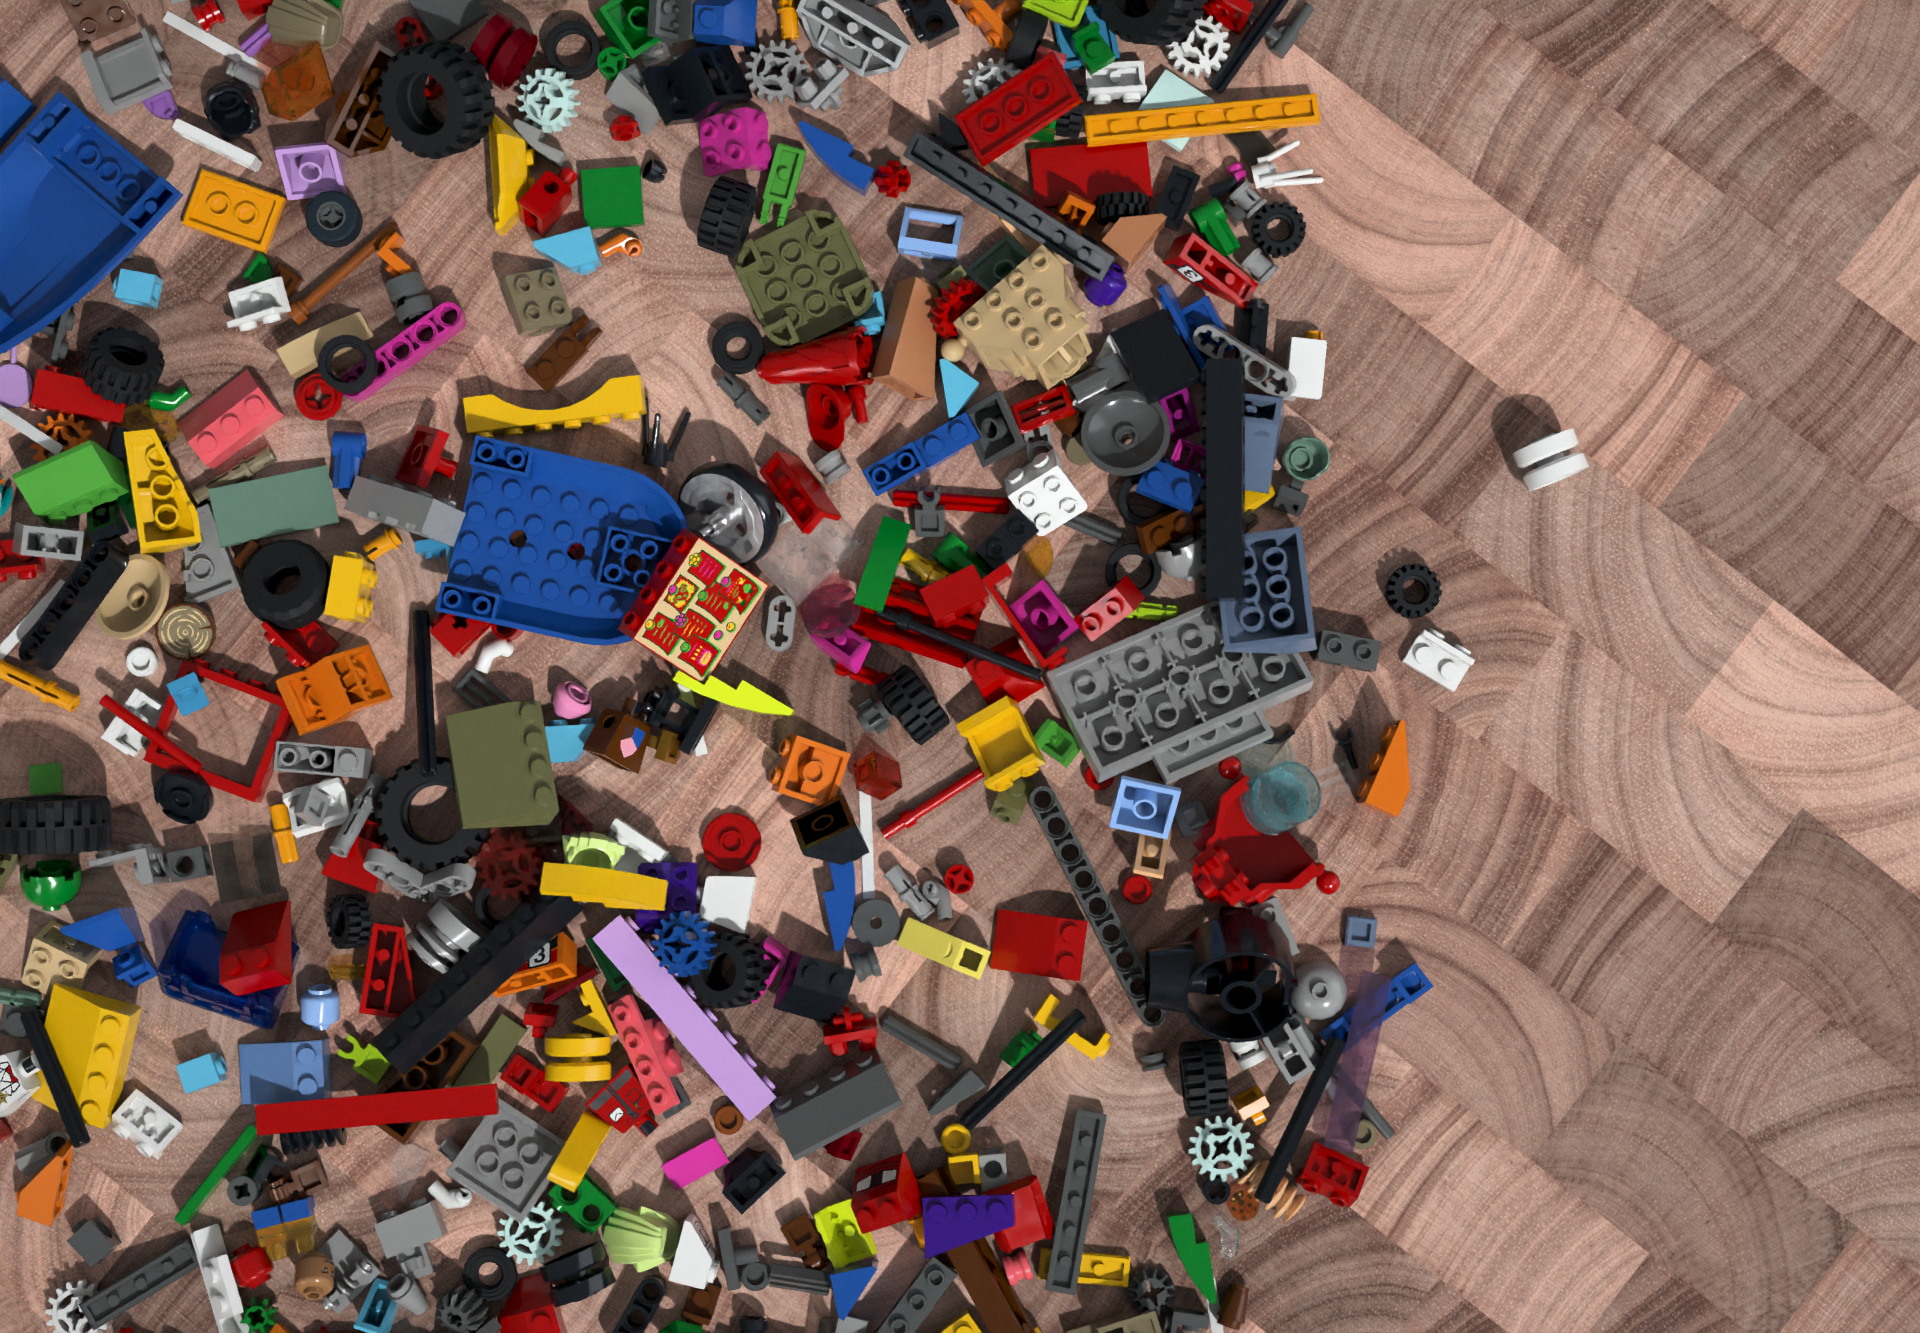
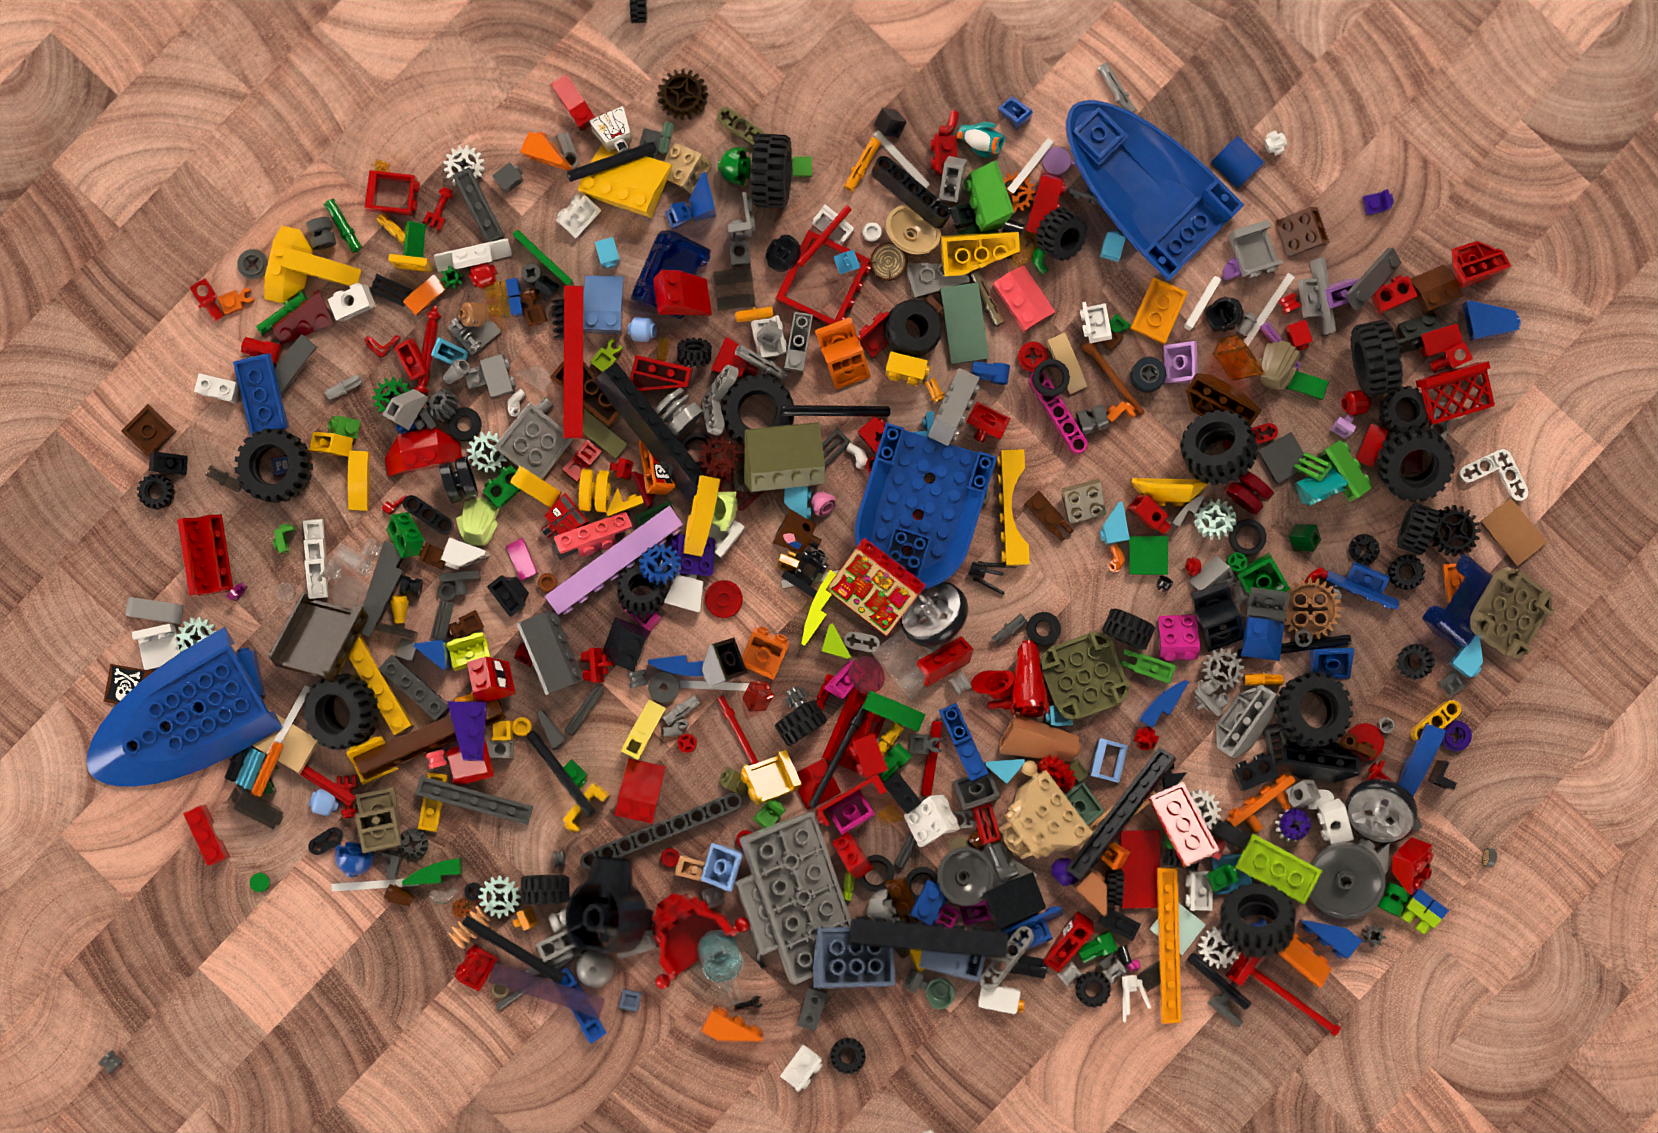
camera: 90 degrees right, 0 degrees up
(787, 665) = (833, 644): none -> lime slope

